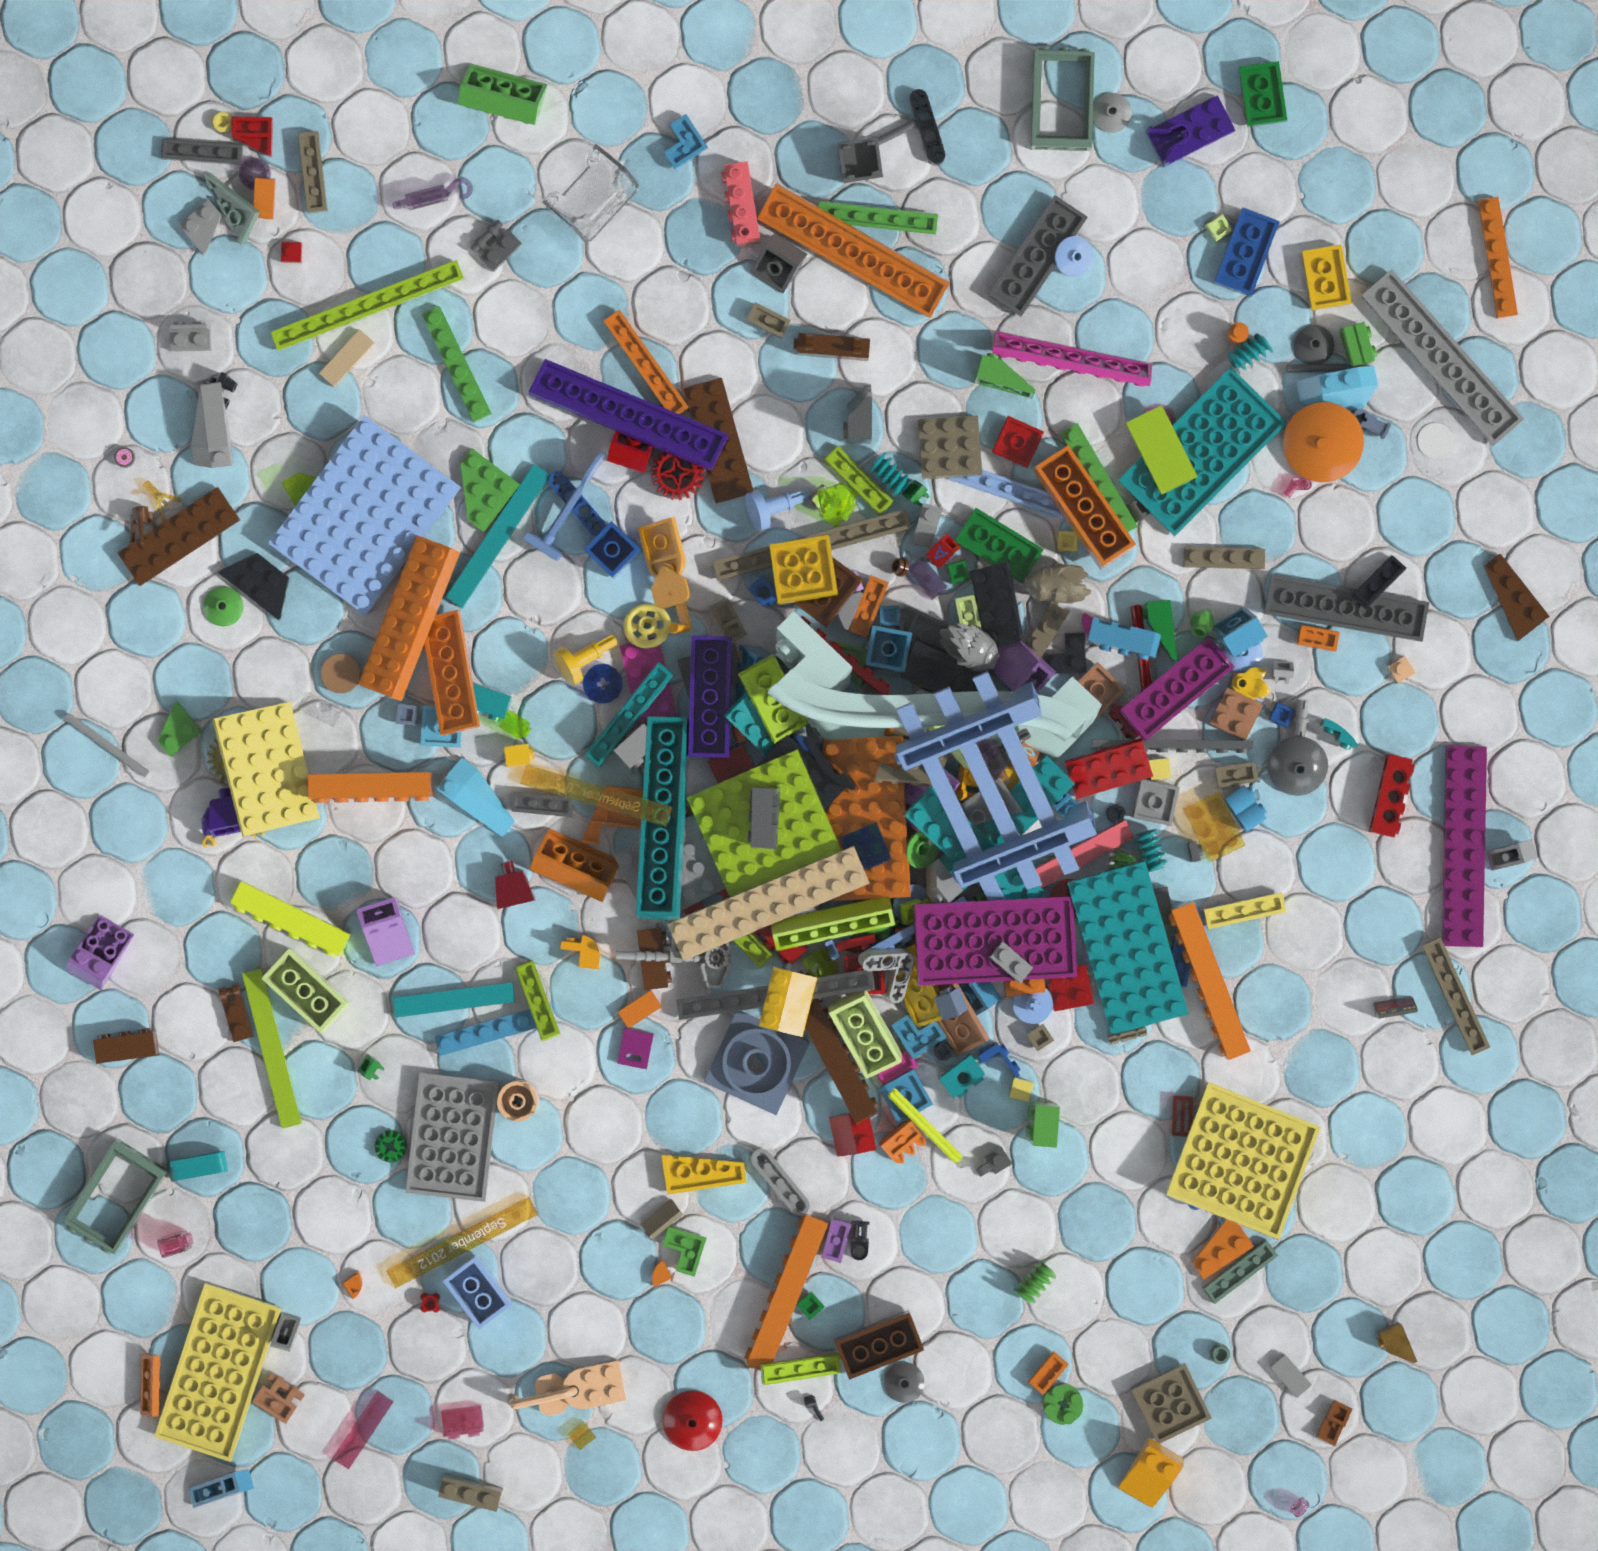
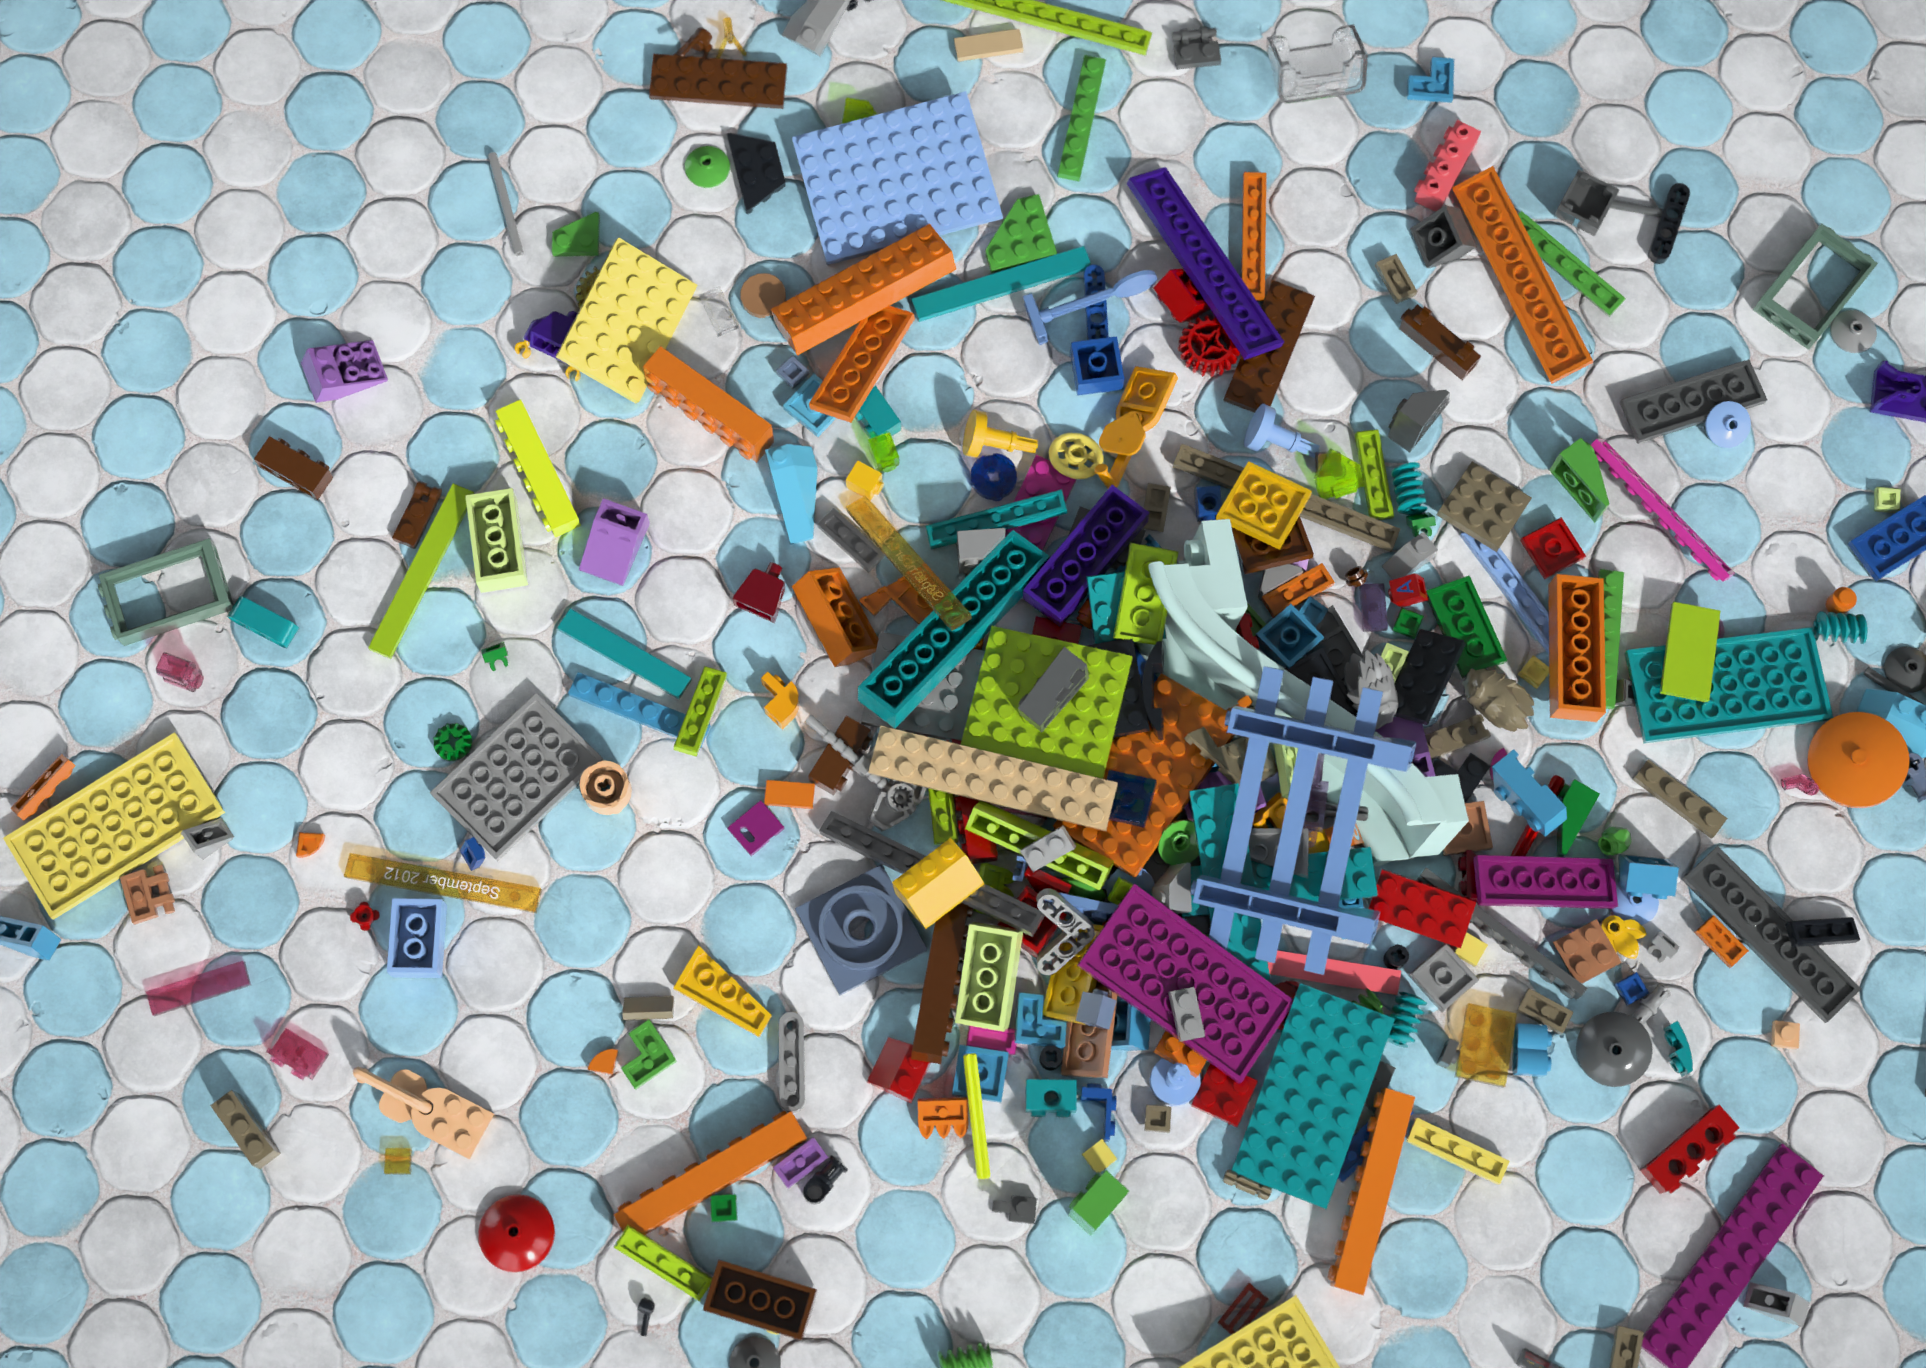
camera: 30 degrees right, 15 degrees down
(467, 1209) = (473, 853): none -> blue plate
(842, 925) = (1048, 848): none -> light grey plate

